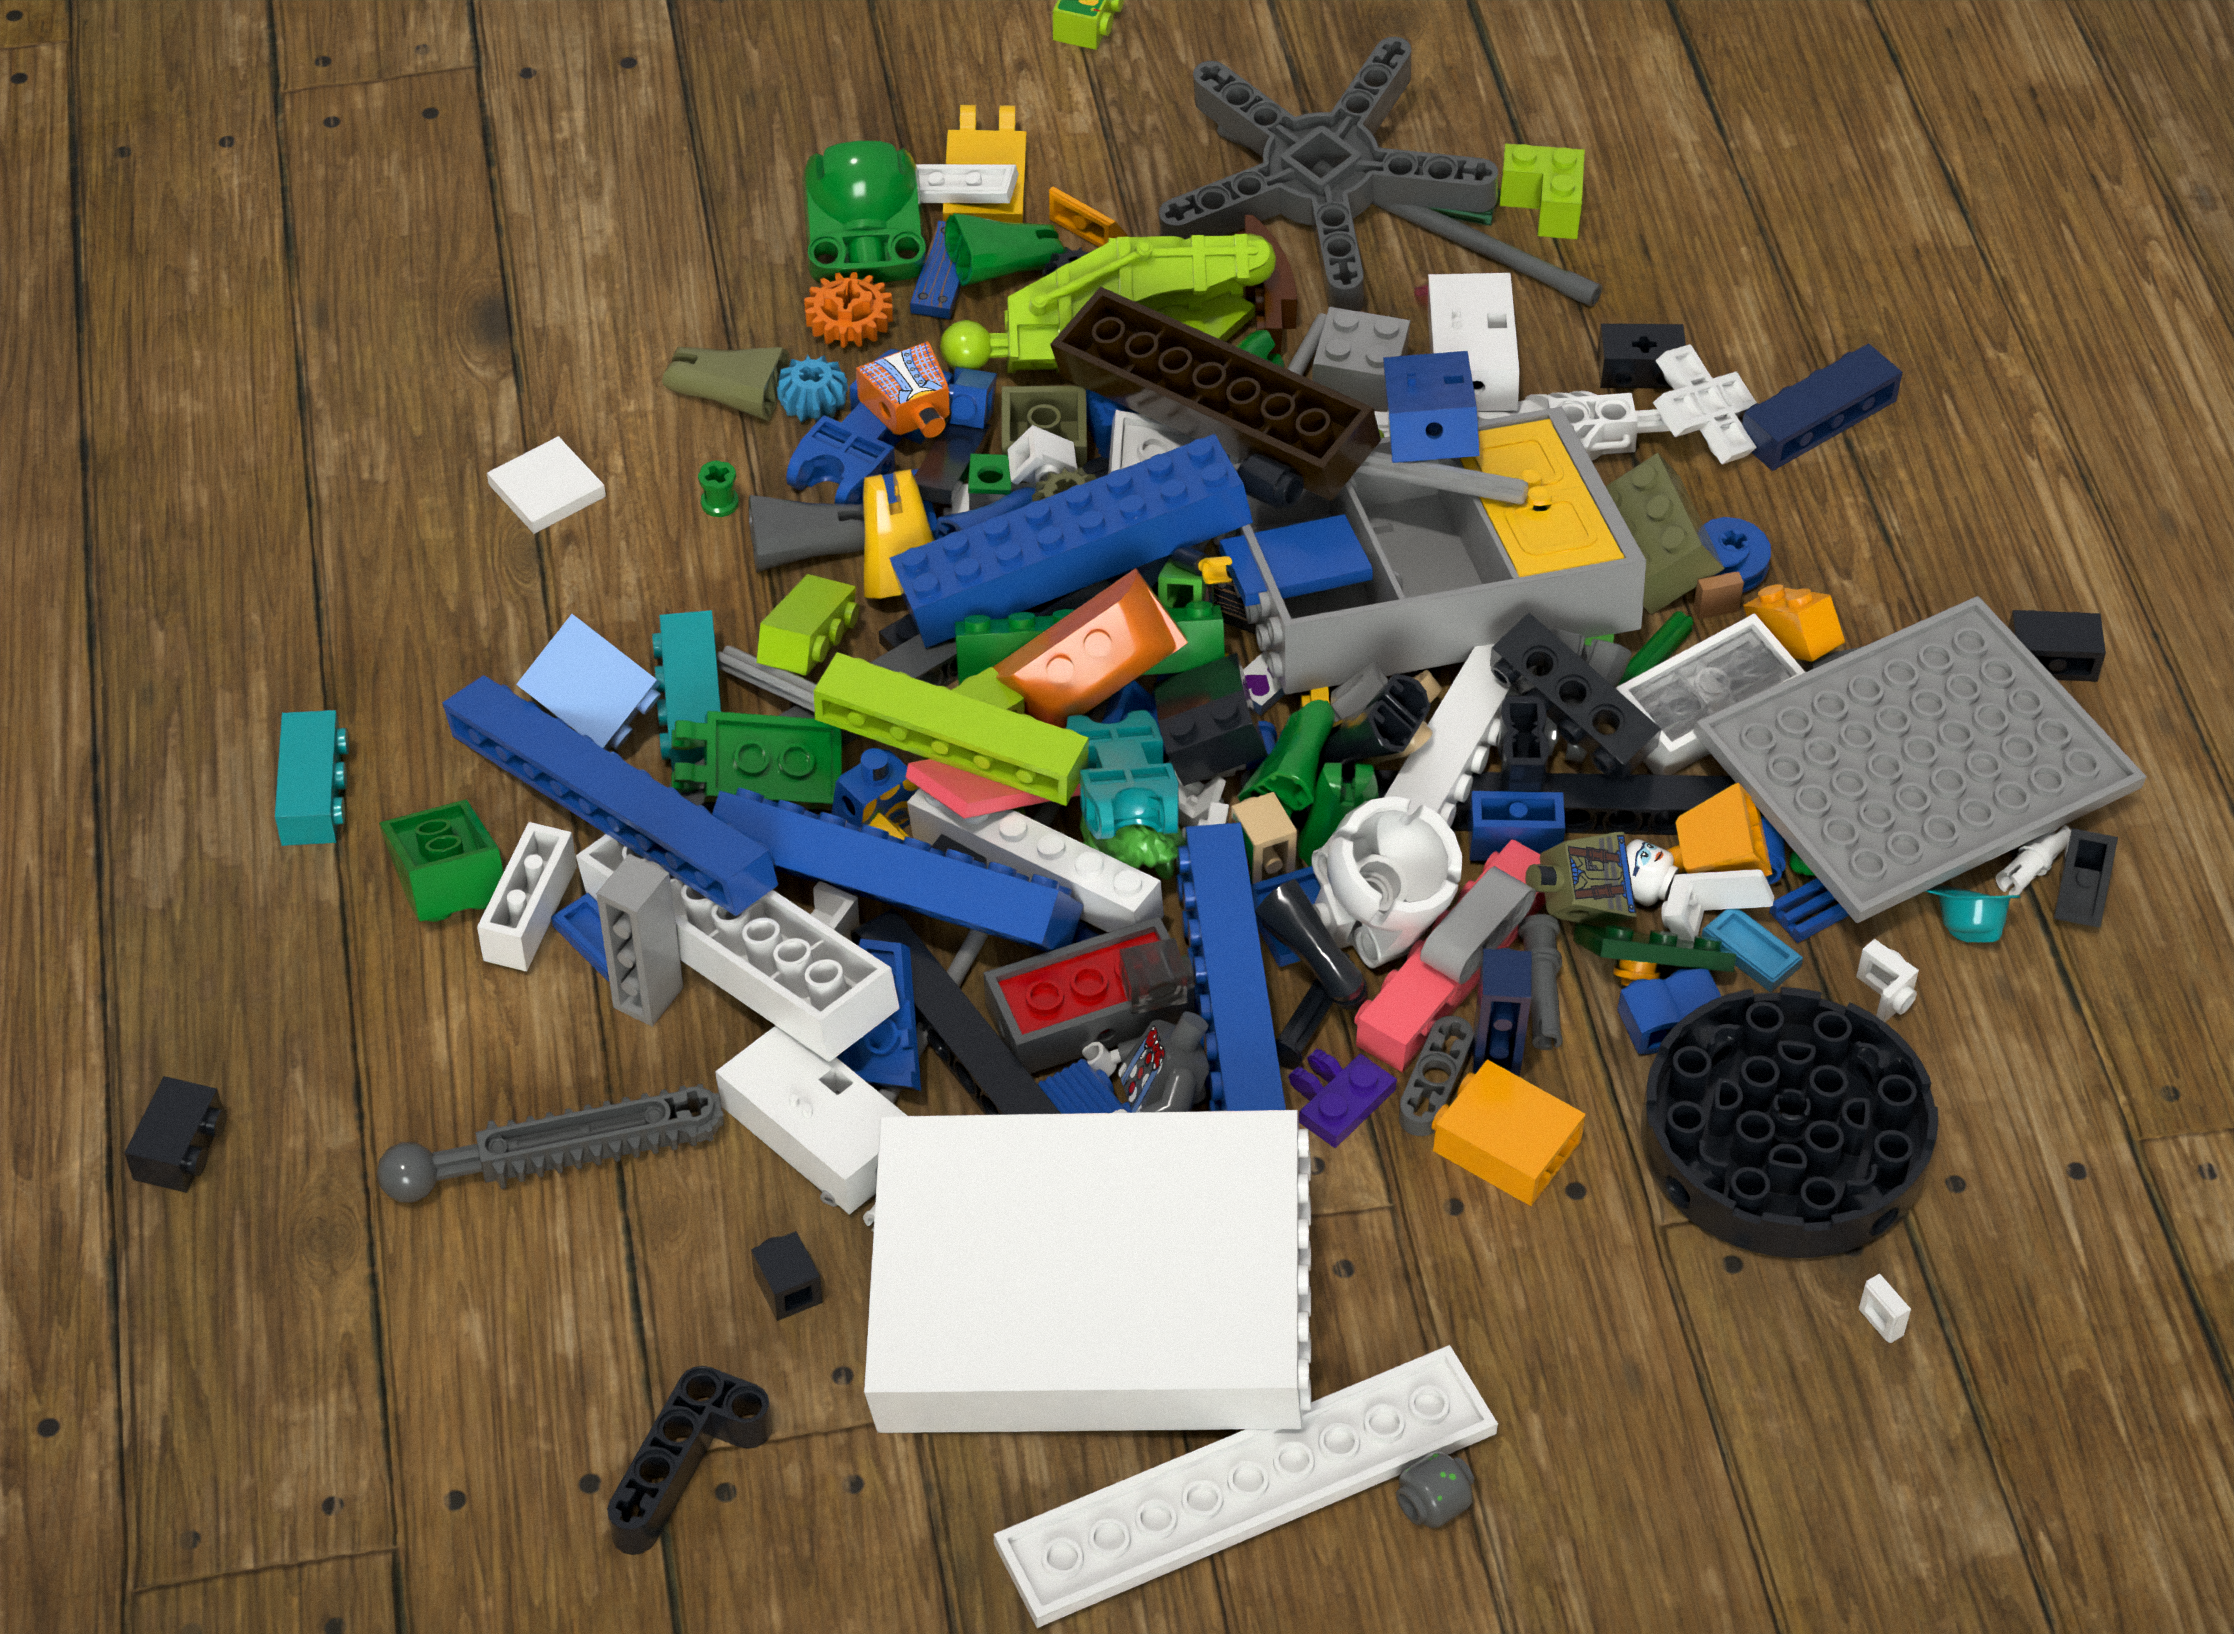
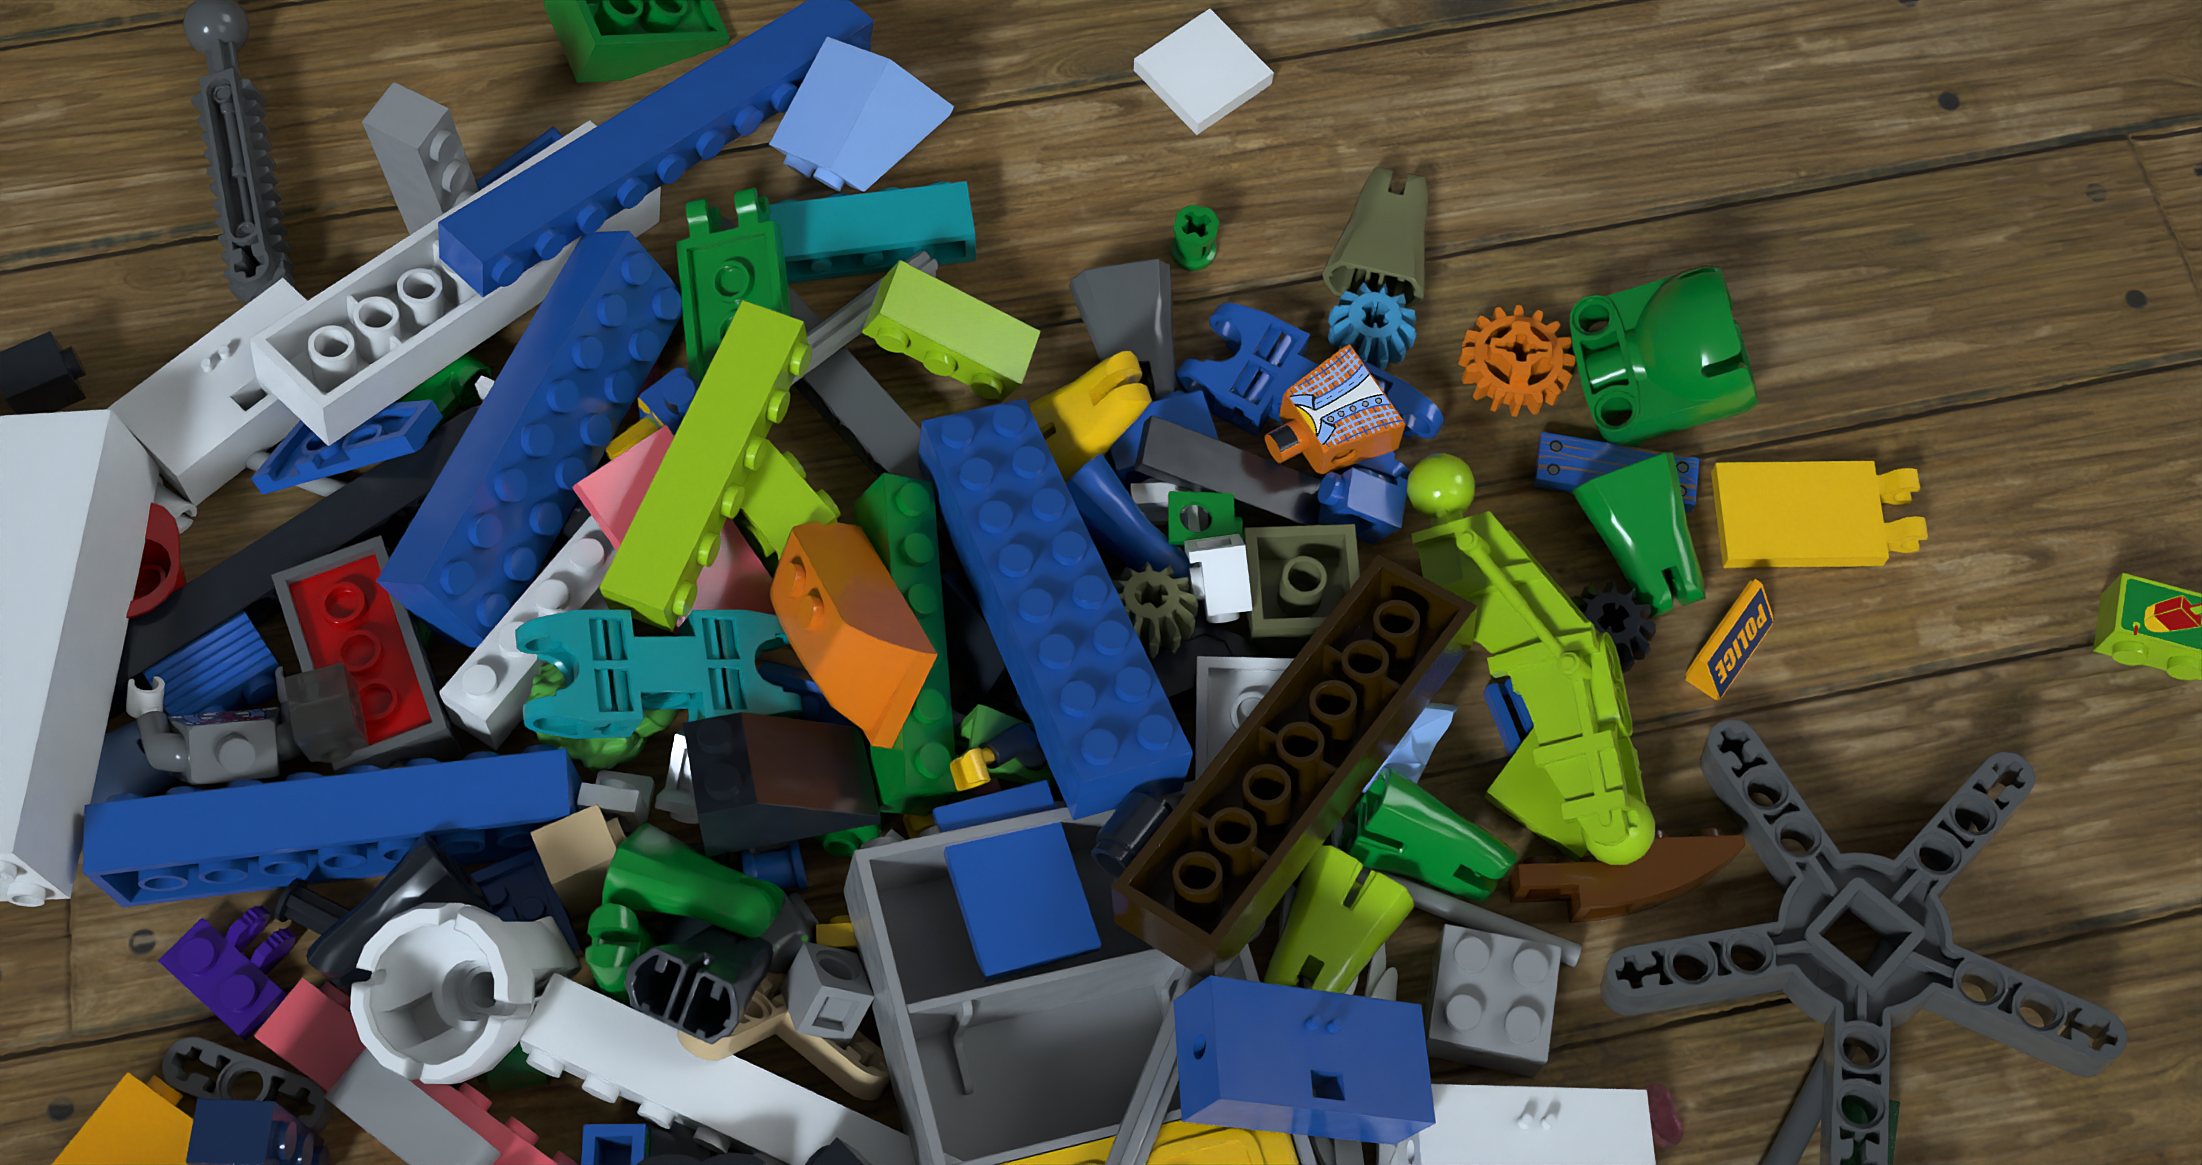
camera: 85 degrees right, 15 degrees up
(527, 896) = (552, 87): white brick -> none
(966, 183) = (1762, 474): white tile -> none

